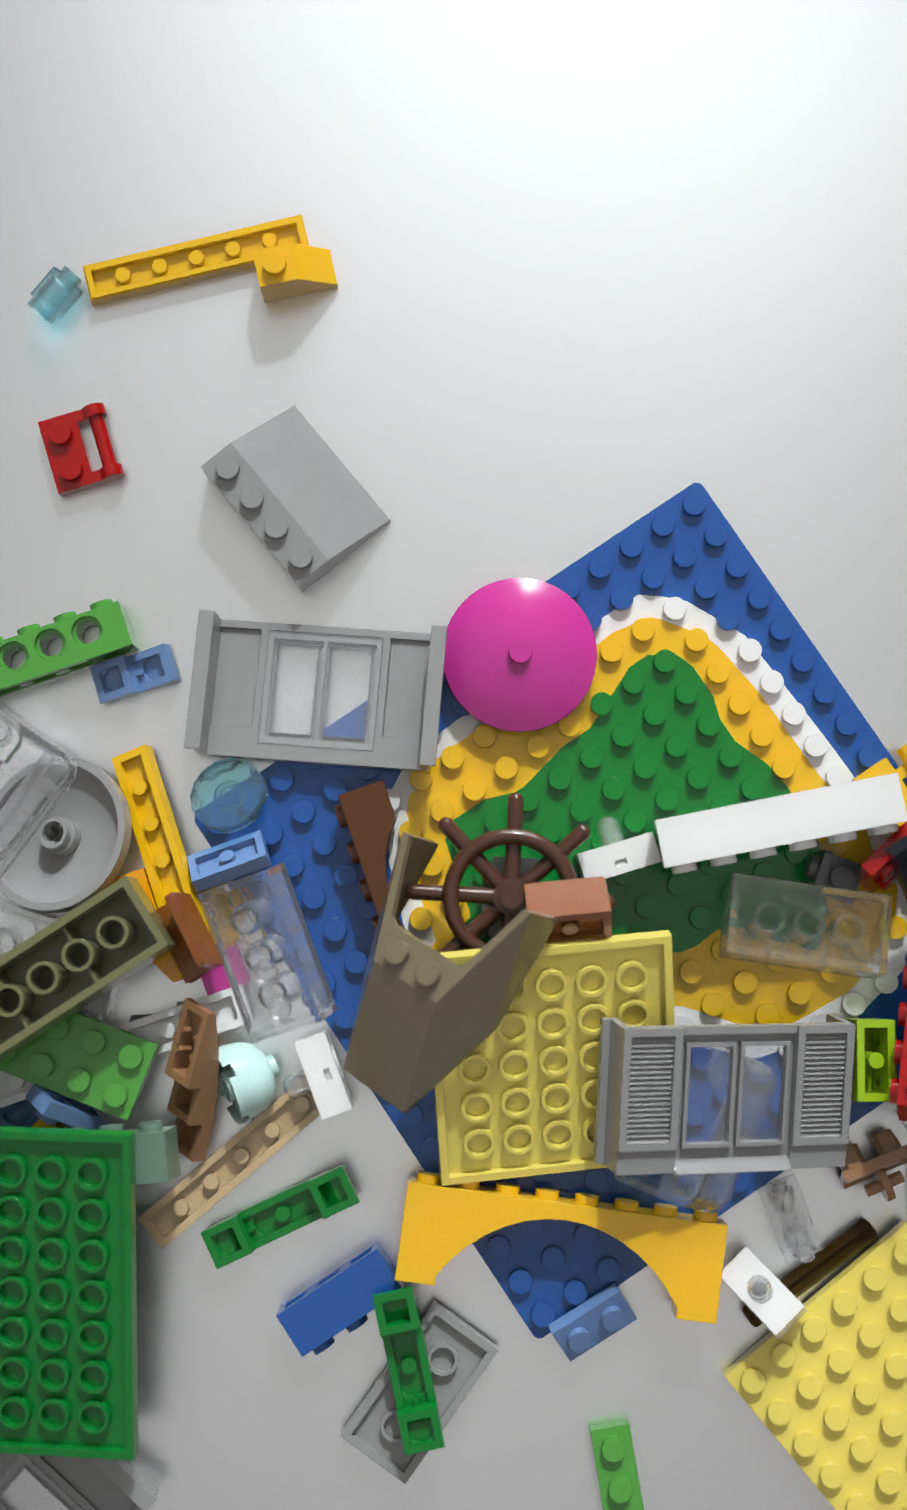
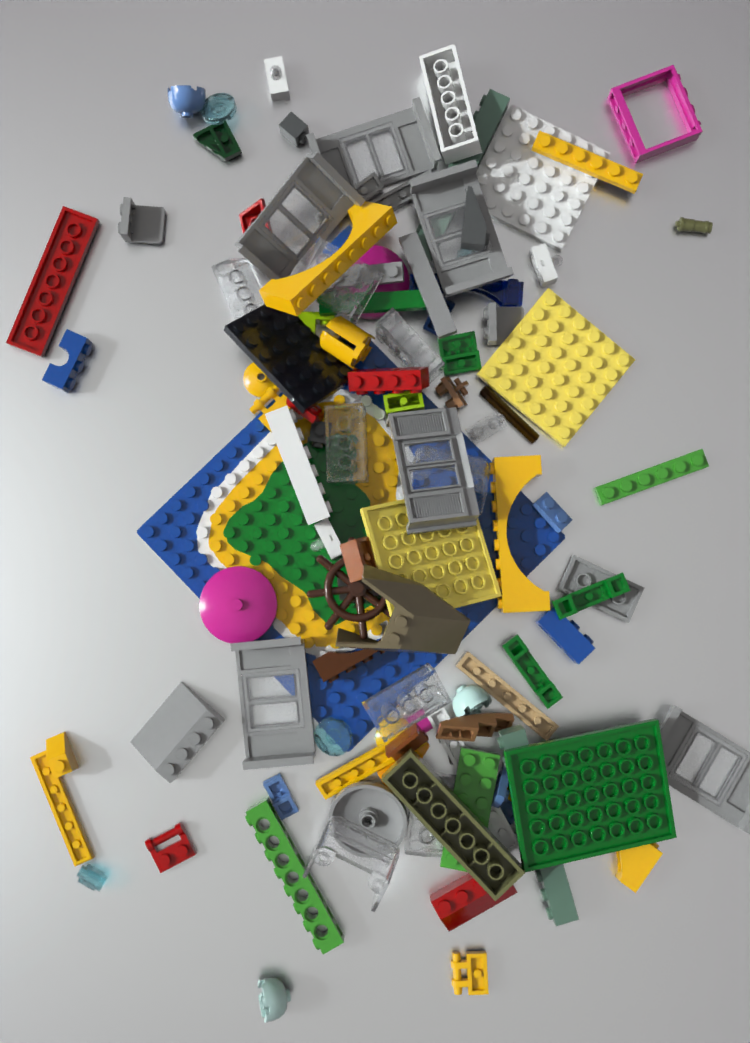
camera: 100 degrees left, 0 degrees up
(228, 861) = (365, 730): medium blue plate -> none
(320, 1075) = (461, 664): white piece -> none
(763, 1293) = (522, 435): white piece -> none

